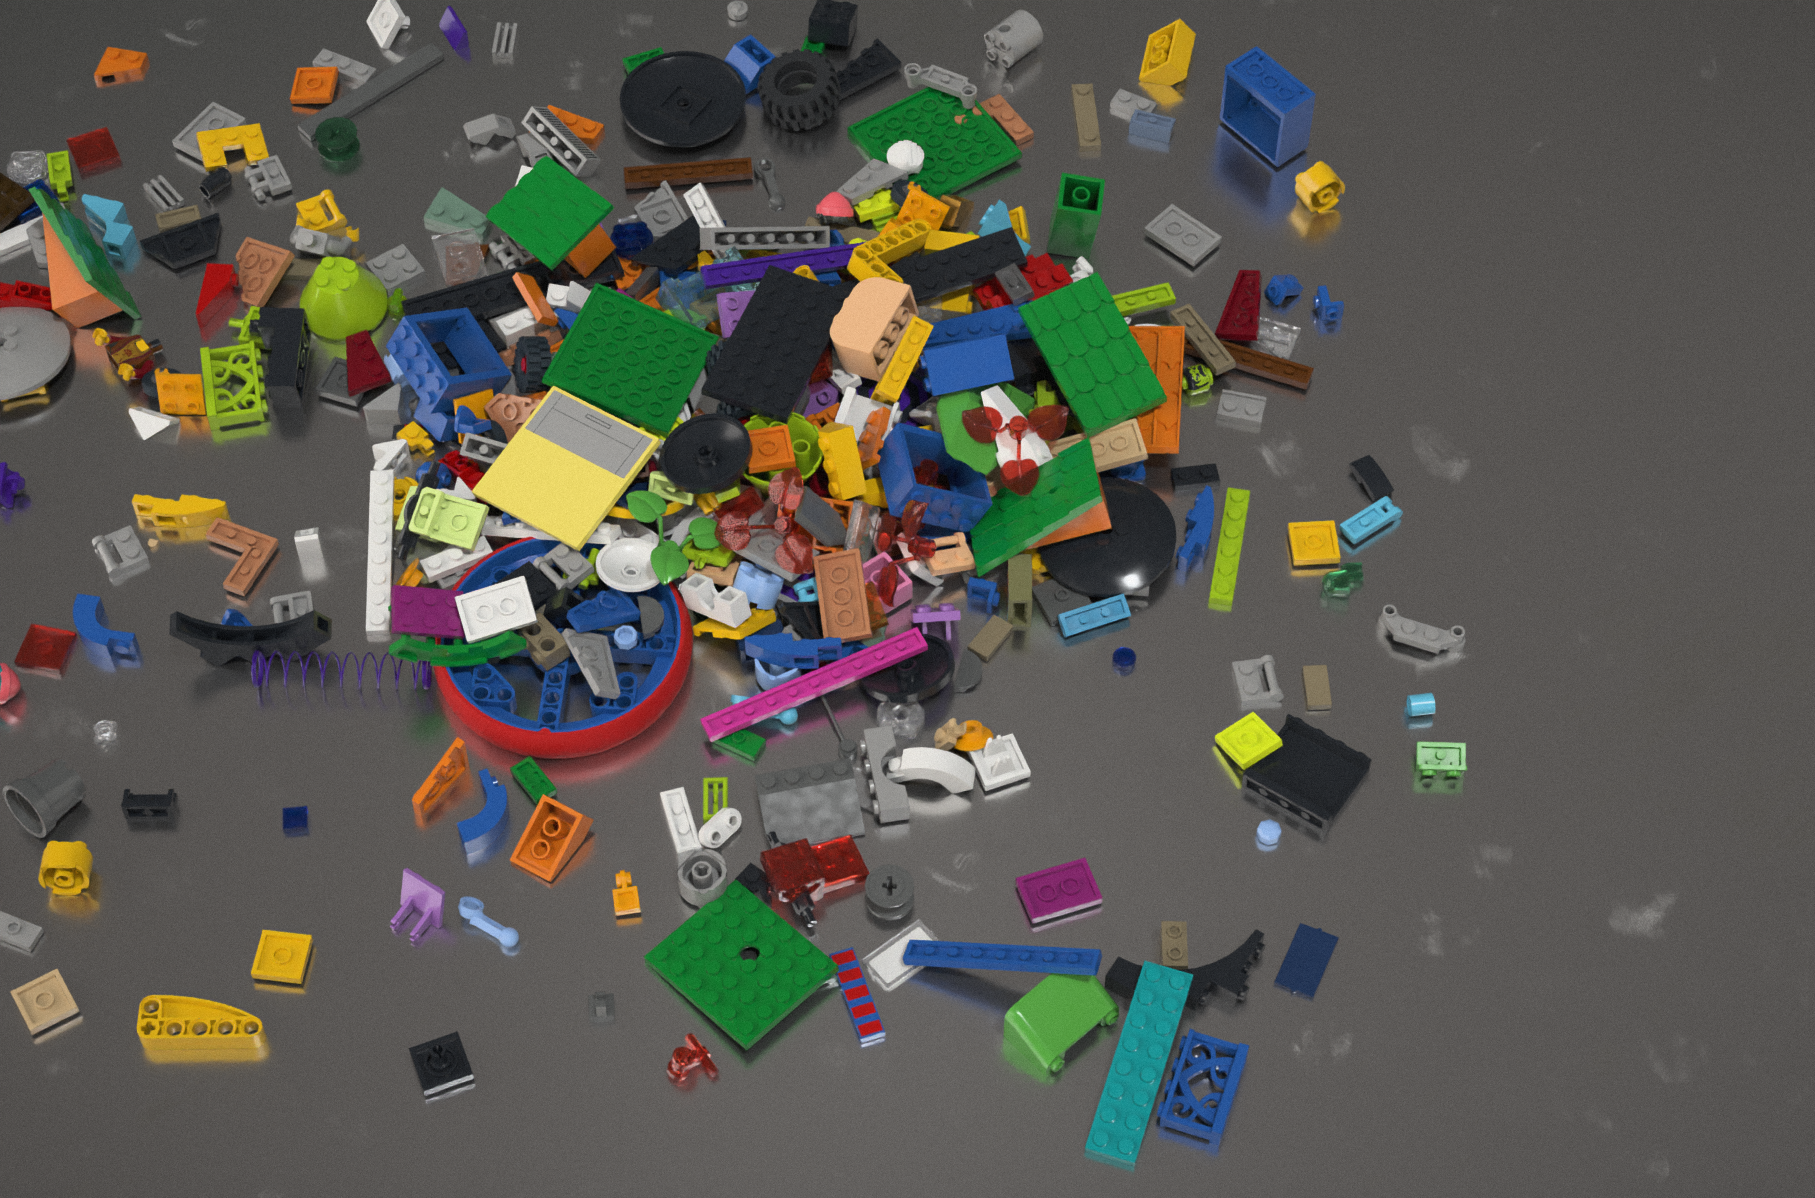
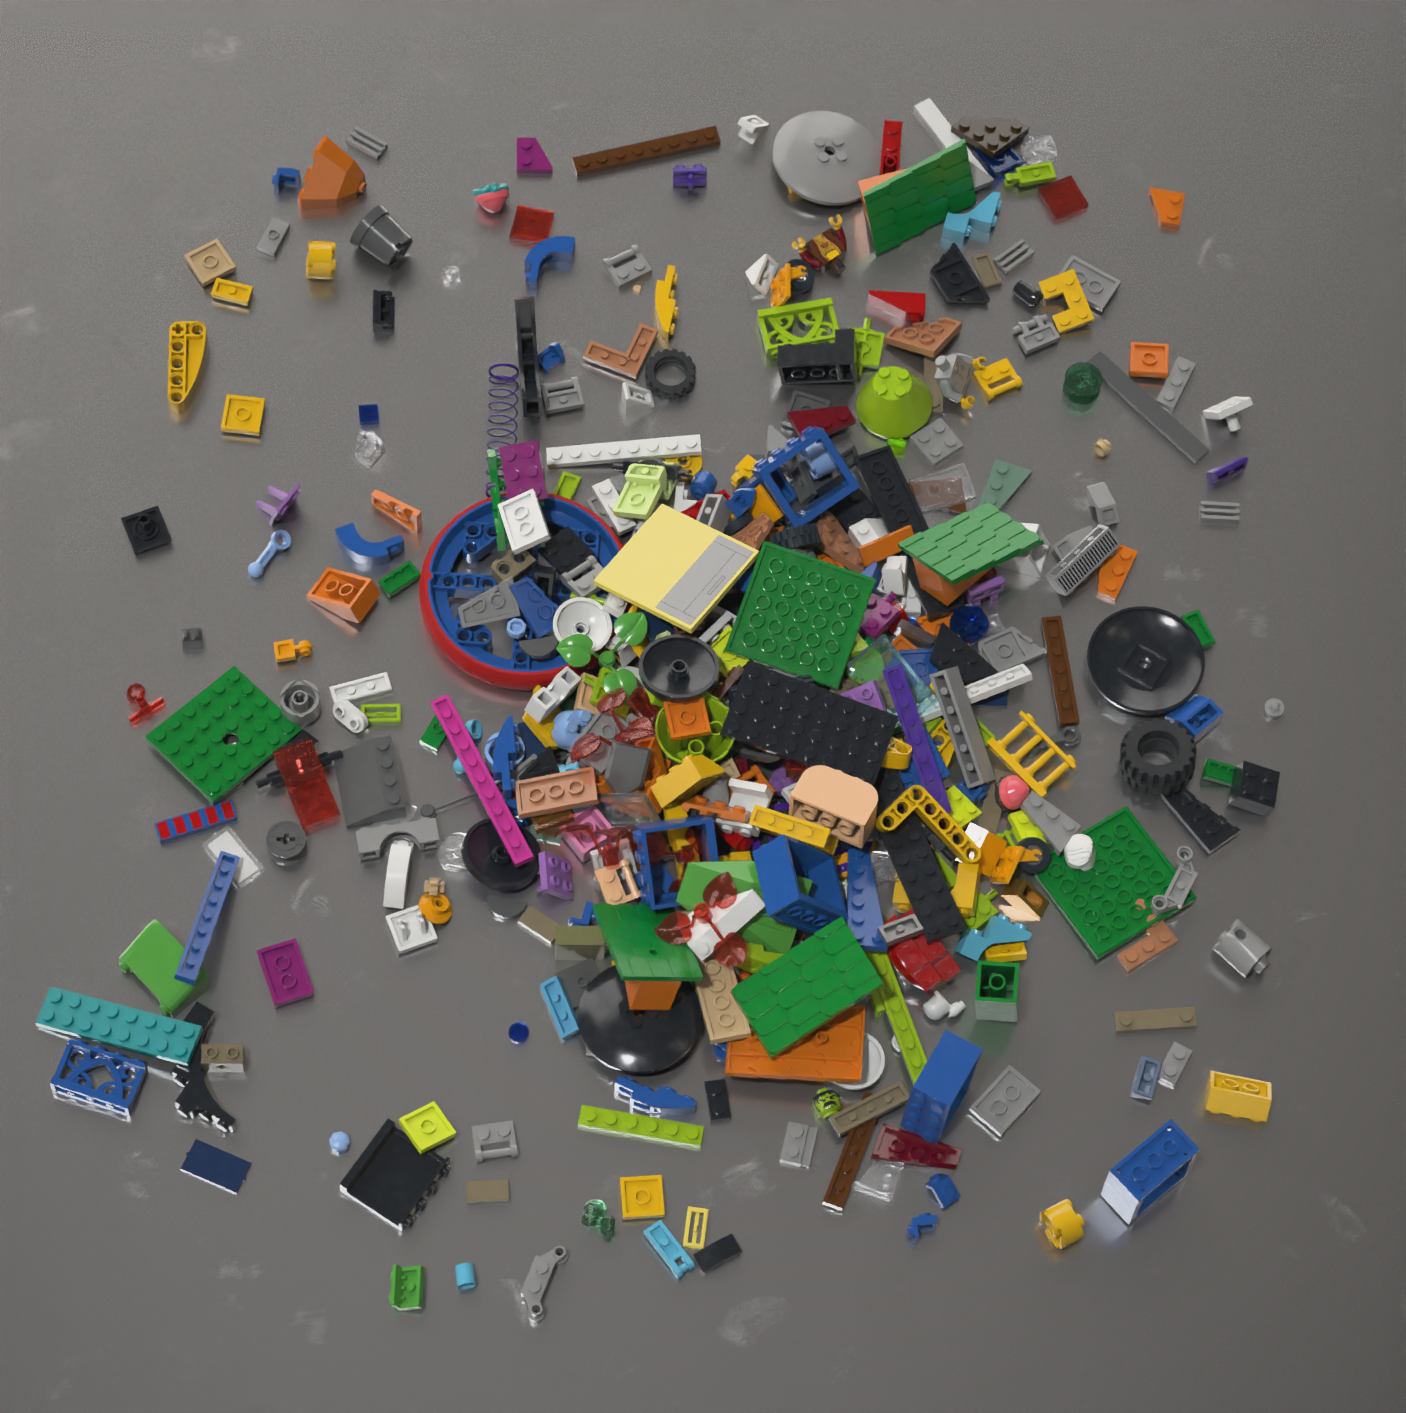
camera: 85 degrees right, 10 degrees up
(94, 974) = (232, 291): none -> yellow plate
(273, 490) = (668, 391): none -> black tyre
(347, 812) = (369, 448): none -> clear brick
(390, 454) = (723, 454): white slope -> none
(411, 575) = (596, 475): light orange piece -> none
(418, 128) = (1102, 447): none -> tan plate
(795, 214) = (1026, 774): none -> yellow fence
(1195, 237) = (941, 1087): none -> blue window
(1343, 501) = (693, 1245): none -> light yellow tile

